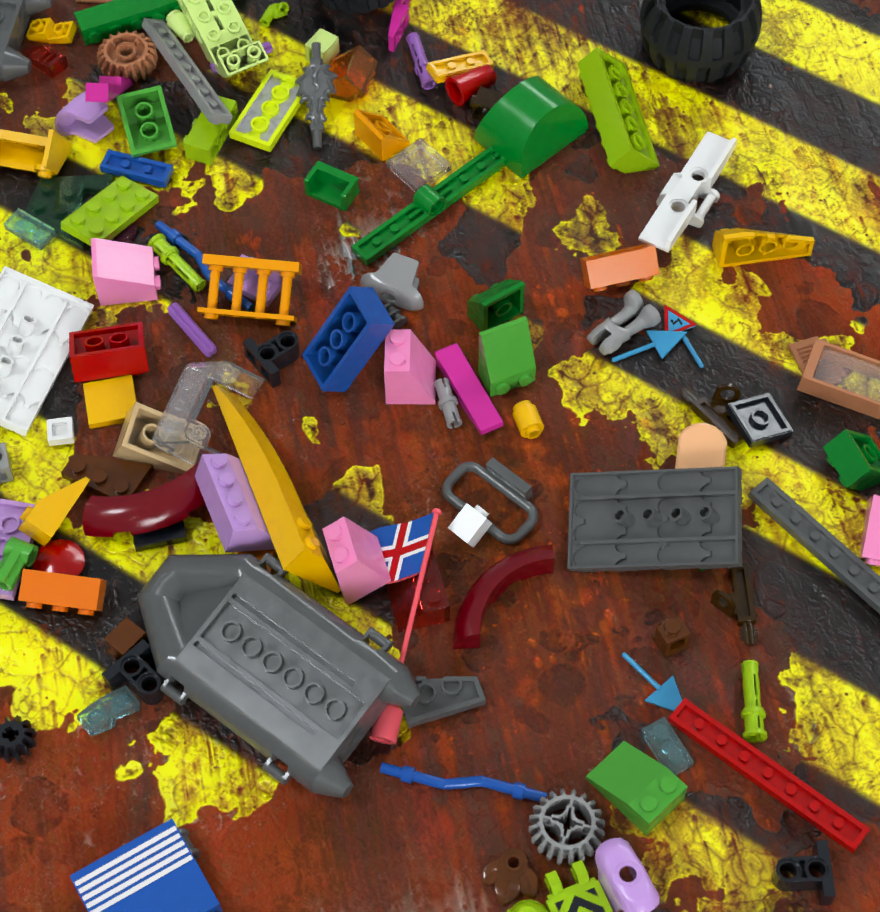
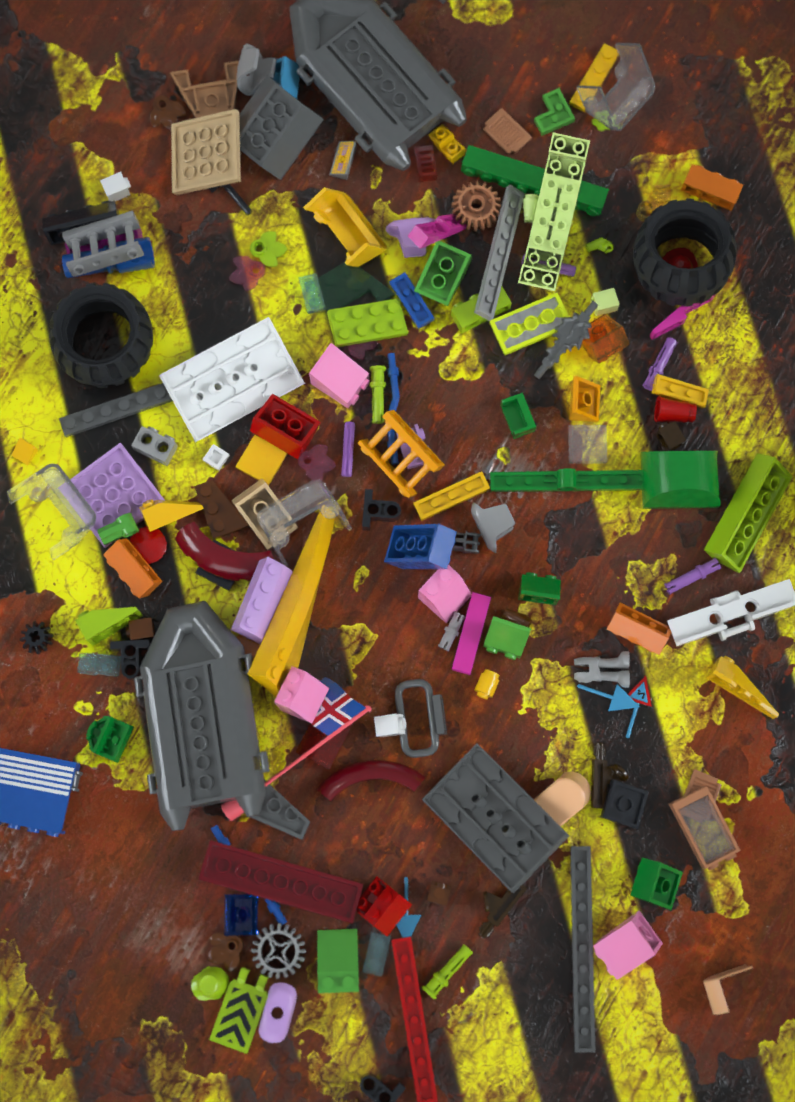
camera: 40 degrees right, 20 degrees up
(79, 658) = (103, 623): none -> lime slope
(171, 362) = (319, 462): none -> clear pink plate
(185, 772) = (109, 737): none -> green slope
(339, 280) = (451, 496): none -> yellow plate
(491, 826) = (241, 915): none -> clear blue slope
(502, 756) = (281, 882): none -> dark red plate
(624, 188) = (698, 573): none -> medium lavender pin
(627, 694) = (382, 906): none -> red slope

